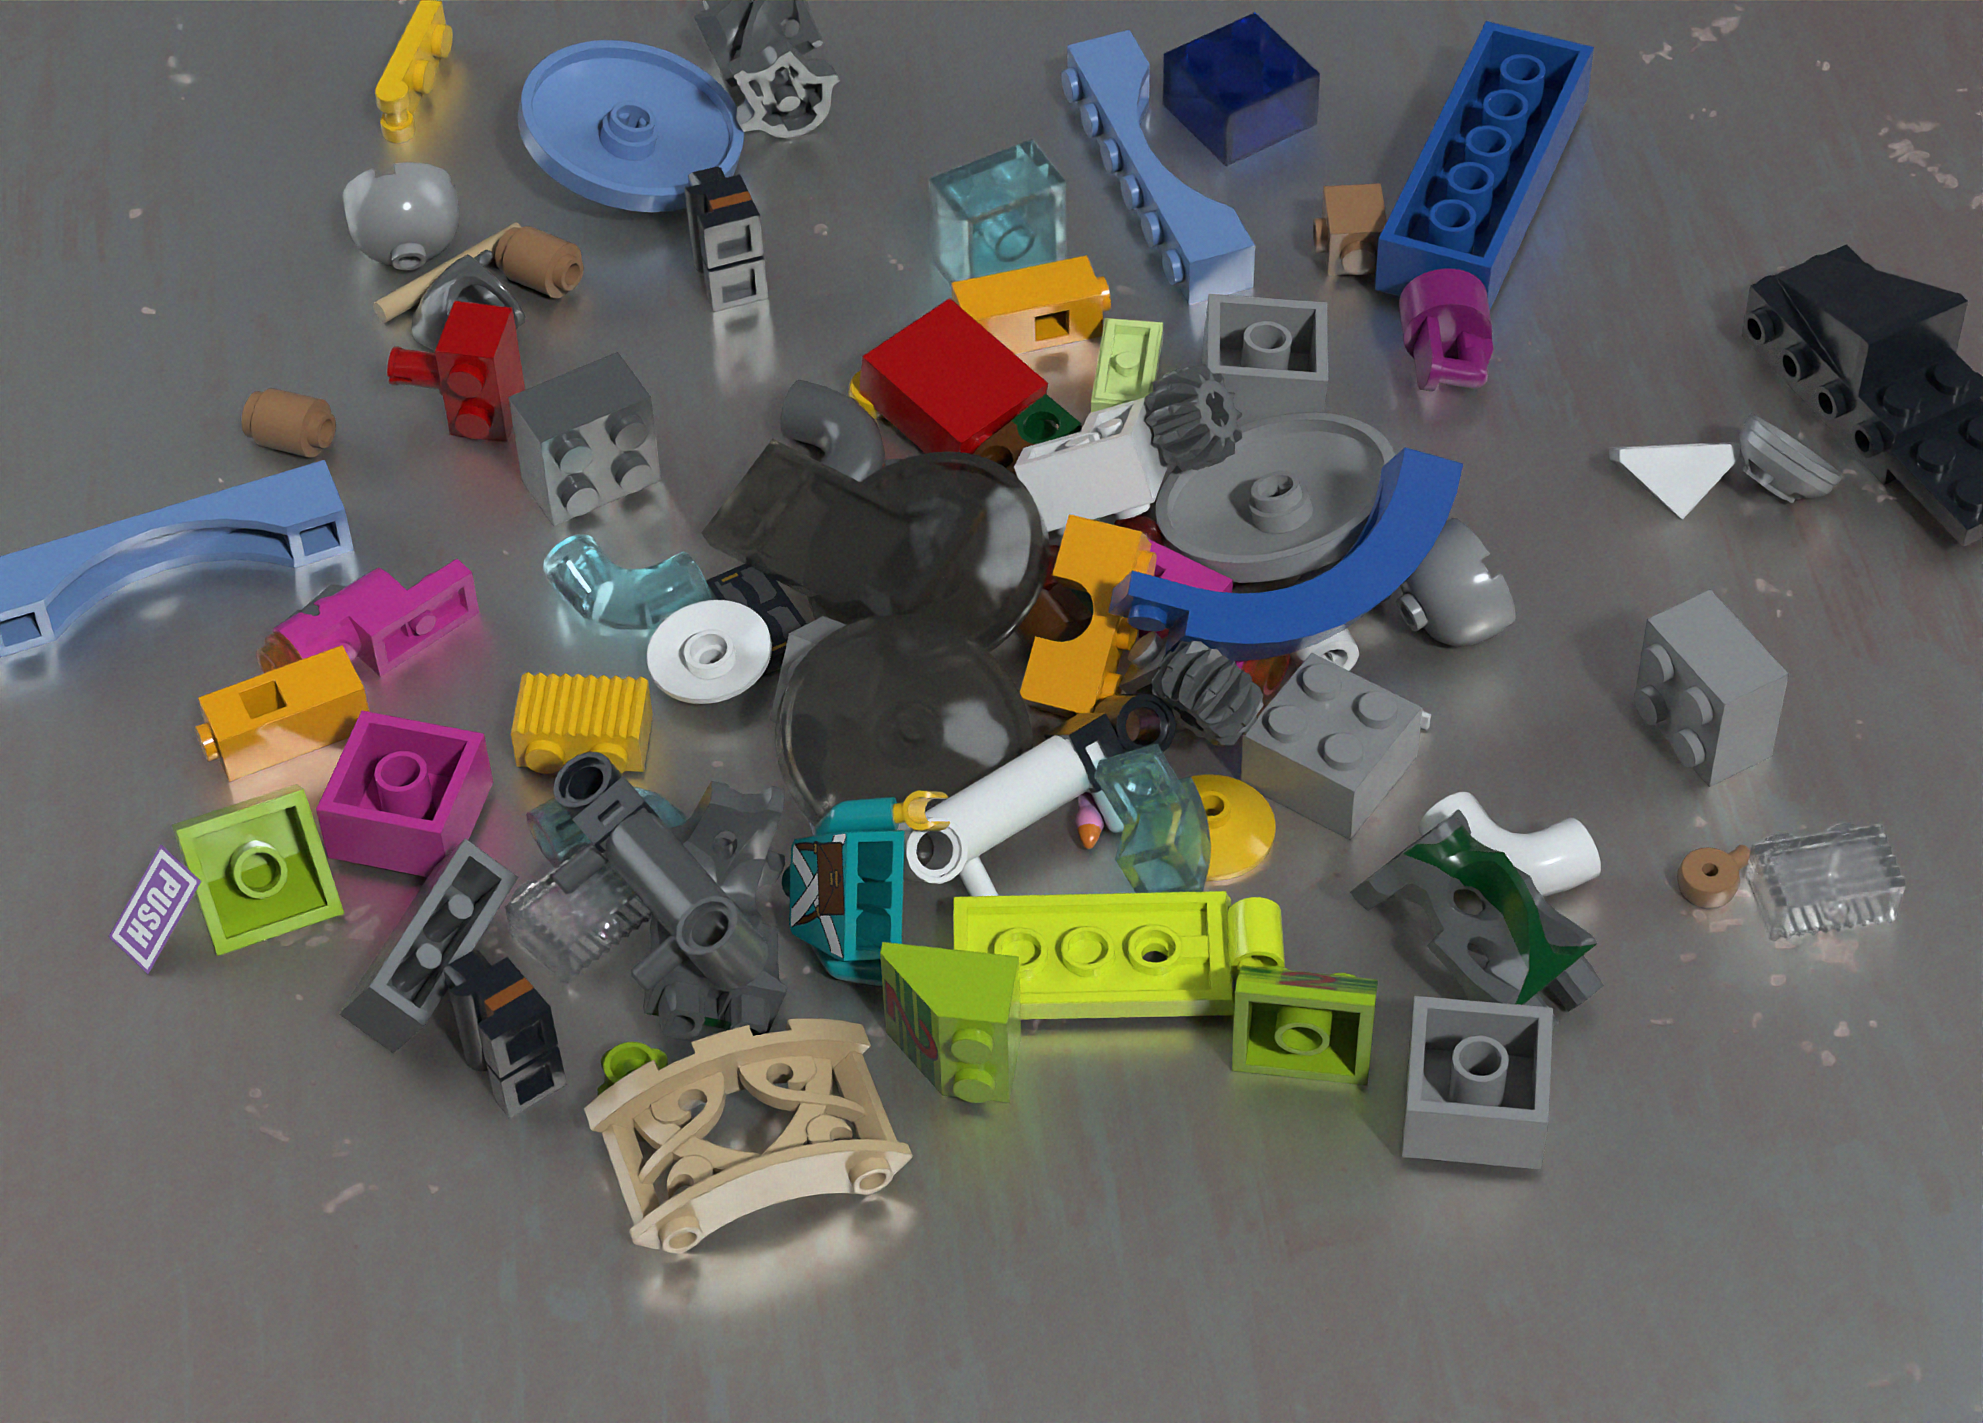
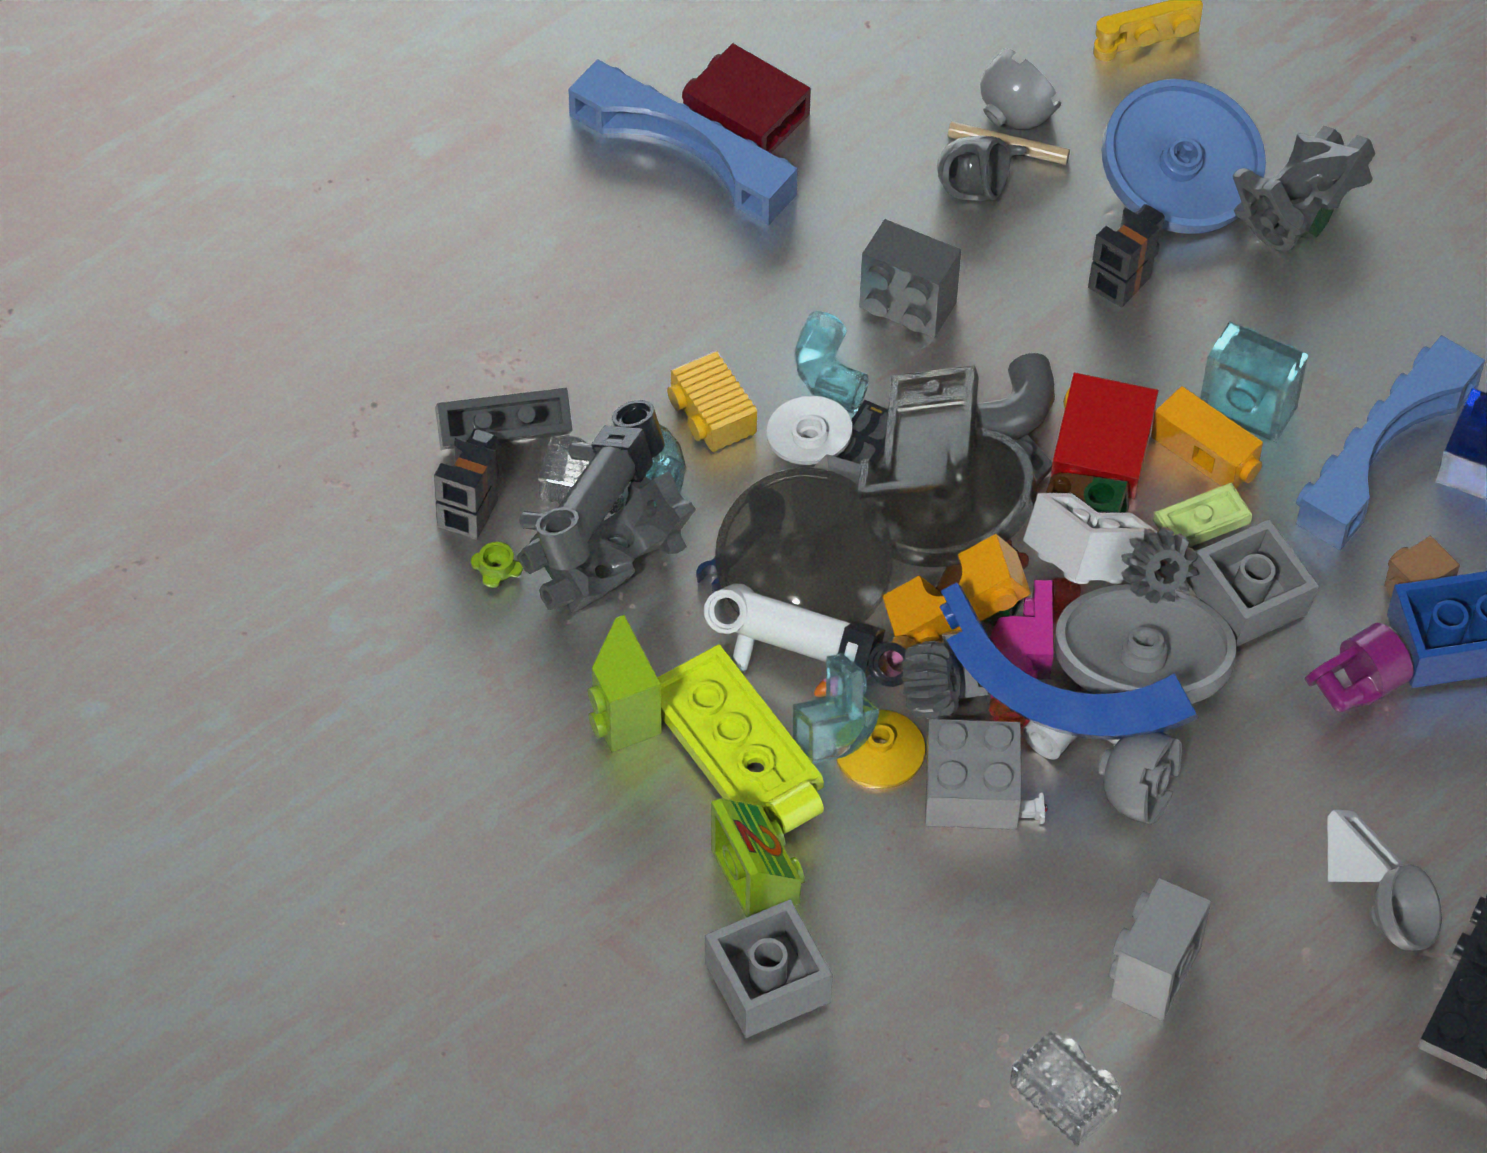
camera: 55 degrees right, 5 degrees up
(154, 909) = (444, 286): sticker -> none
(157, 457) = (749, 97): none -> dark red brick
(258, 869) = (505, 313): lime slope -> none
(281, 713) = (617, 262): light orange brick -> none
(288, 422) = (826, 137): medium nougat brick -> none
(375, 619) = (709, 259): dark pink plate -> none
(404, 793) = (595, 348): dark pink brick -> none
(472, 367) = (919, 192): red brick -> none
(539, 261) = (1046, 178): medium nougat brick -> none
(733, 1182) = (452, 594): tan fence -> none
(850, 882) = (671, 589): teal torso -> none
(1516, 930) = (878, 945): dark grey hips -> none
(1553, 857) = (954, 910): white cylinder -> none
(1711, 875) = (1035, 1017): medium nougat piece -> none

